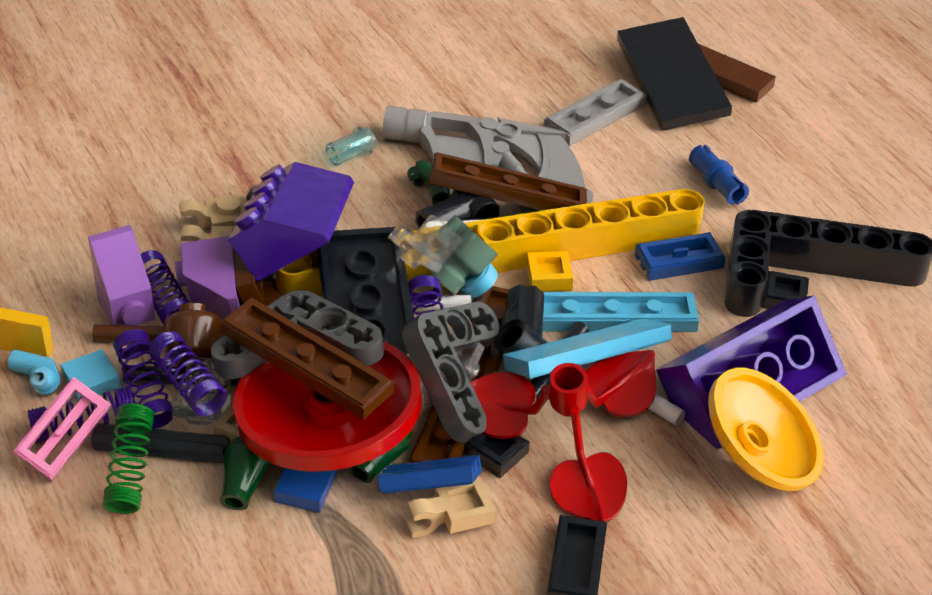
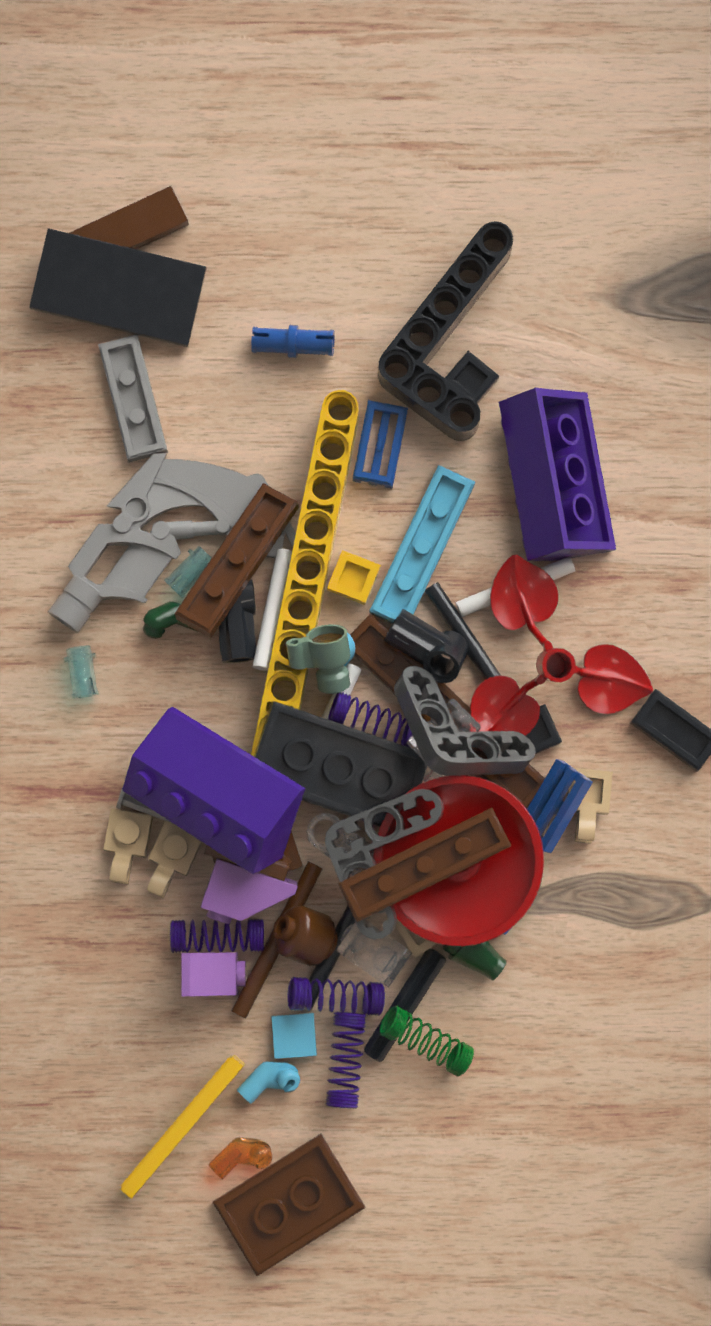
camera: 60 degrees left, 40 degrees up
(38, 461) = (381, 1116): bright pink tile -> none
(196, 393) = (410, 962): dark purple piece -> none
(428, 246) = (316, 692): clear bracket -> none
(587, 347) = (480, 604): medium azure tile -> none
(765, 430) = (639, 515): yellow dish -> none

